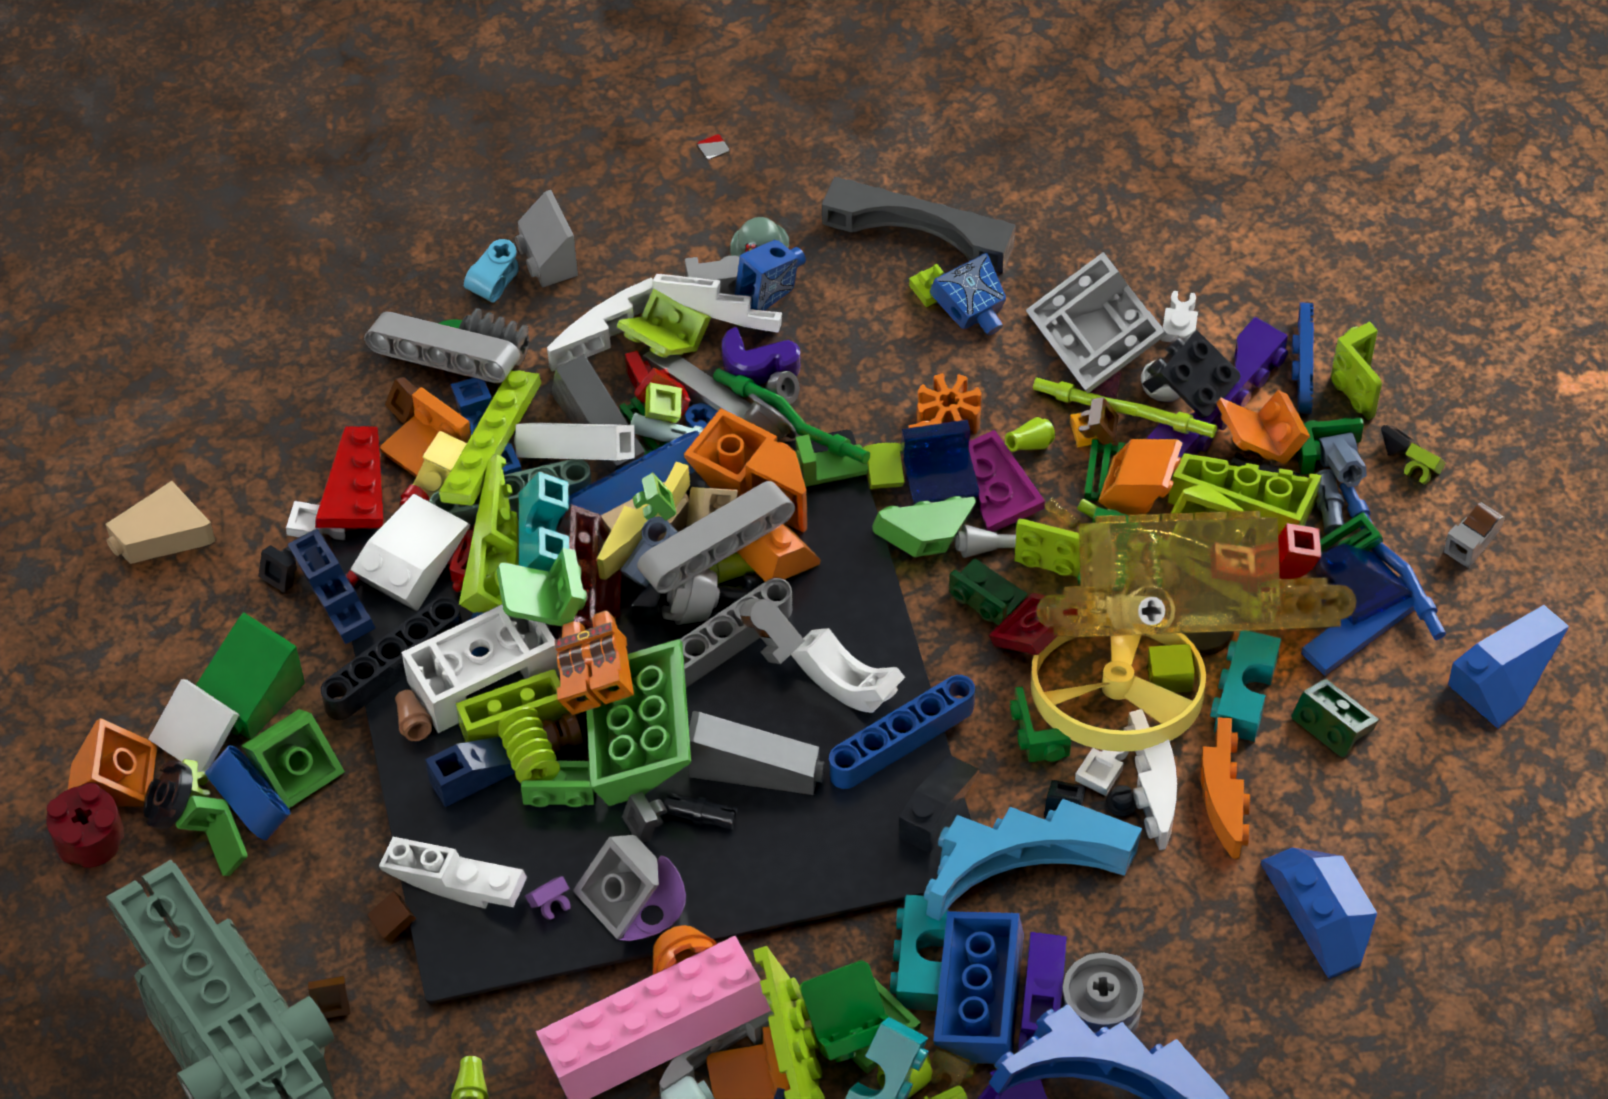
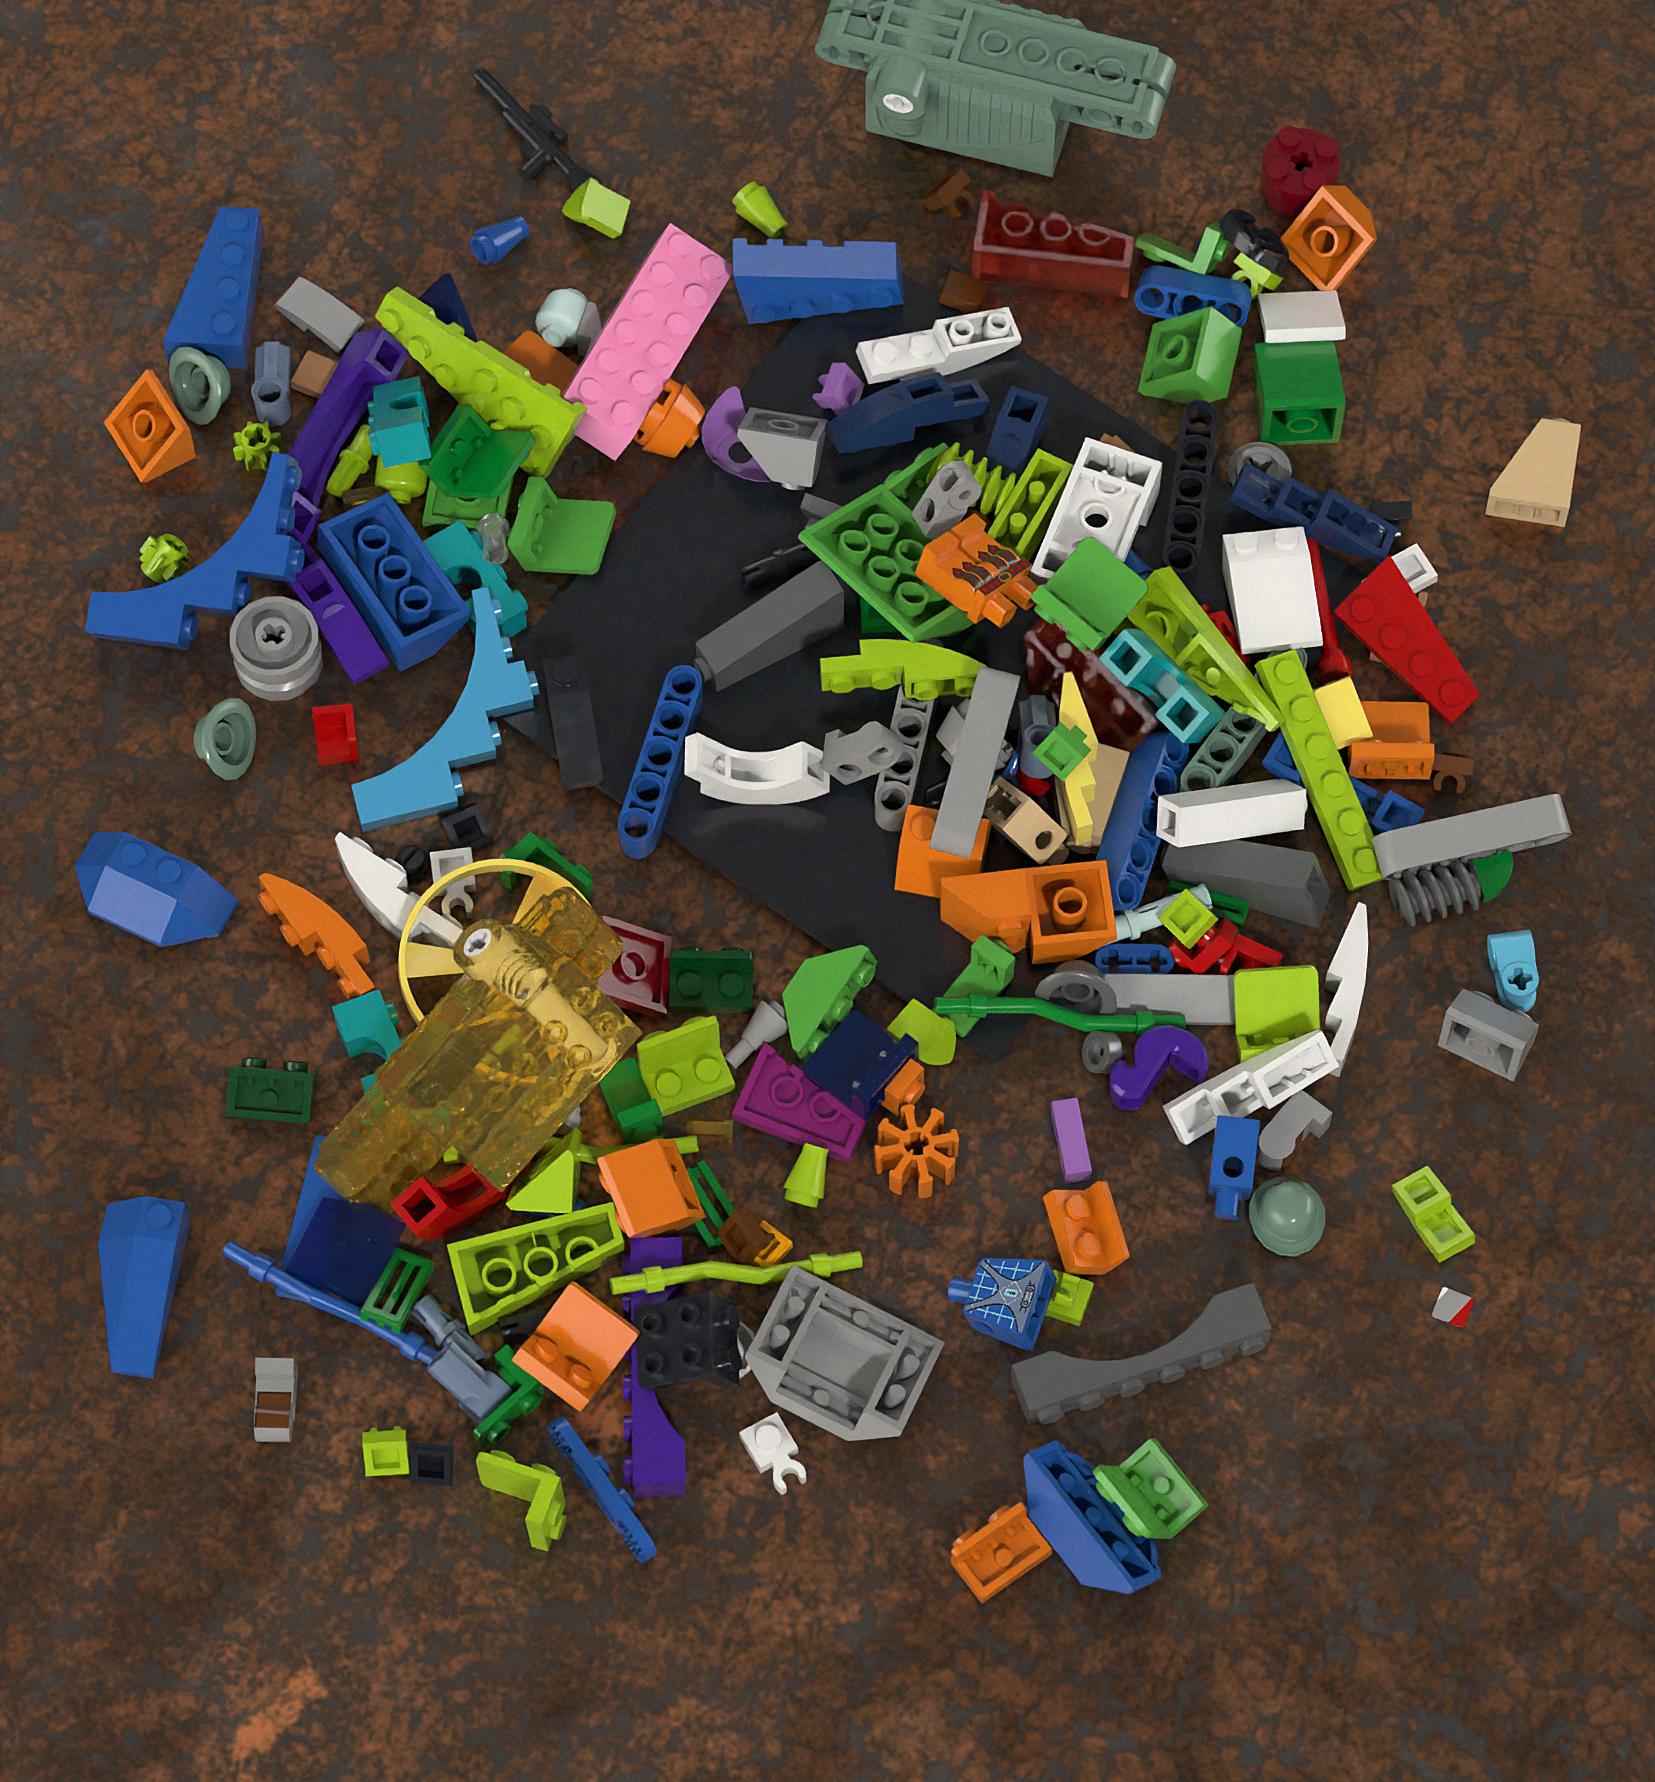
camera: 140 degrees right, 10 degrees up
(315, 651) = (1261, 456): none -> light grey gear
(315, 902) = (1048, 250): none -> clear red wedge
(487, 979) = (815, 278): none -> blue wedge
(521, 839) = (895, 411): none -> dark blue slope
(563, 723) = (946, 499): none -> light grey leg
(676, 189) = (1432, 1214): none -> lime slope
(702, 659) = (883, 663): none -> lime slope
(827, 936) = (559, 532): none -> bright green bracket
(848, 359) = (1071, 1140): none -> medium lavender piece
(885, 957) = (493, 531): none -> clear pin
(886, 302) = (1086, 1229): none -> orange bracket
(982, 155) = (1150, 1492): none -> bright green bracket
(1030, 152) = (1085, 1525): none -> blue wedge
(1095, 183) = (999, 1551): none -> orange bracket
(1104, 917) = (336, 734): none -> red panel
(1193, 963) = (226, 738): none -> sand green hat

